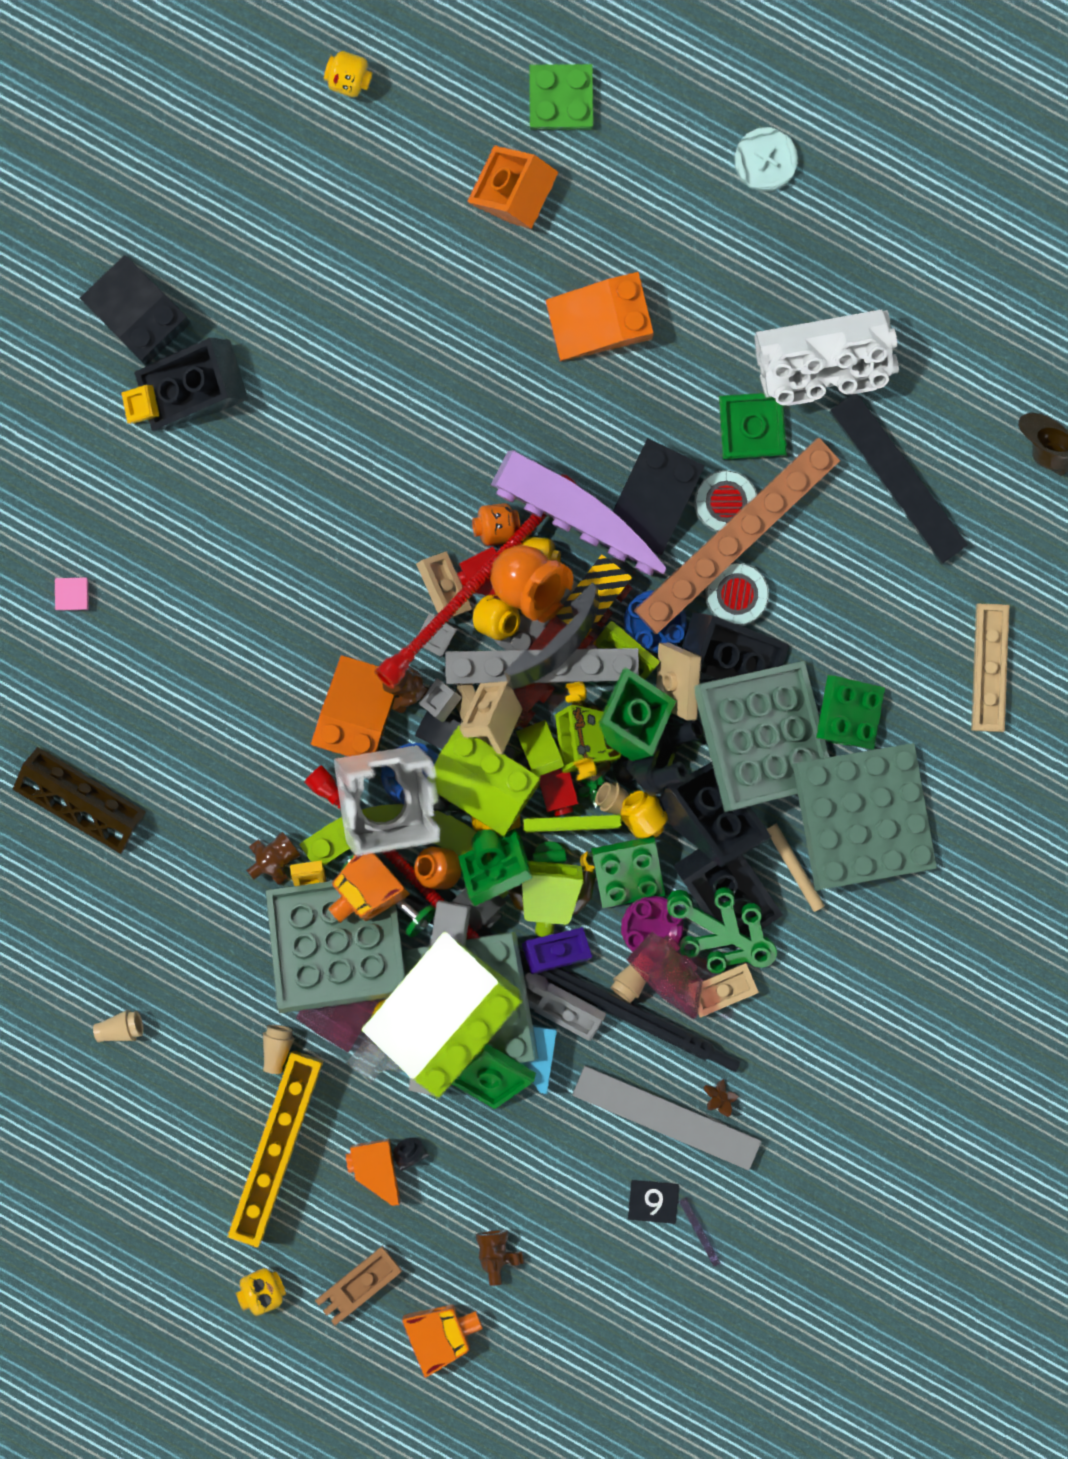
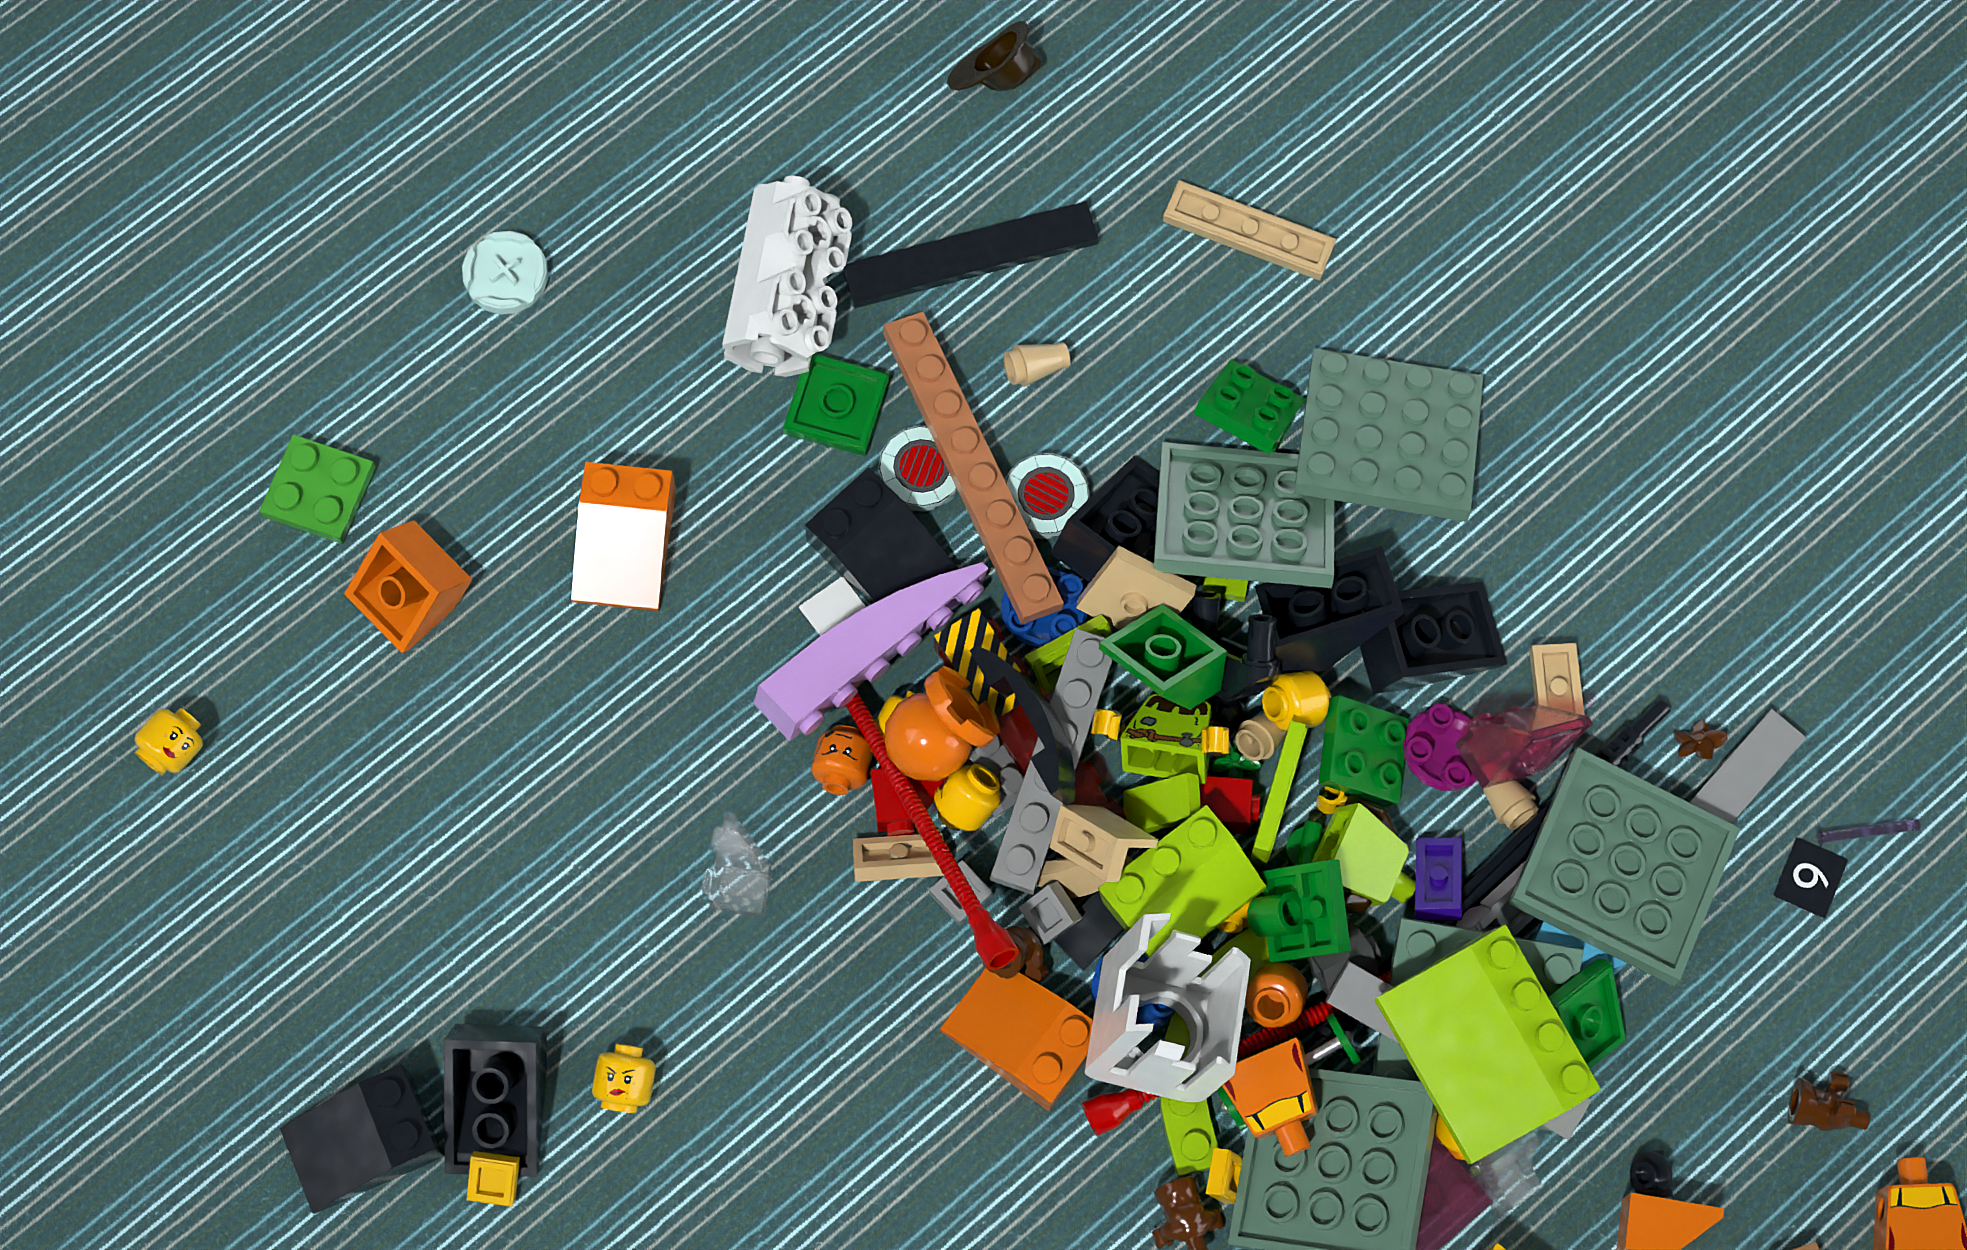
camera: 75 degrees left, 15 degrees down
(232, 462) = (623, 1079): none -> yellow head
(397, 485) = (740, 872): none -> clear slope
(603, 481) = (831, 606): none -> white sticker
(606, 1071) = (1625, 866): none -> sand green plate
(724, 933) = (1484, 657): green plant -> none
(795, 868) = (1435, 544): tan bar -> none
(831, 551) = (1033, 362): none -> tan cone

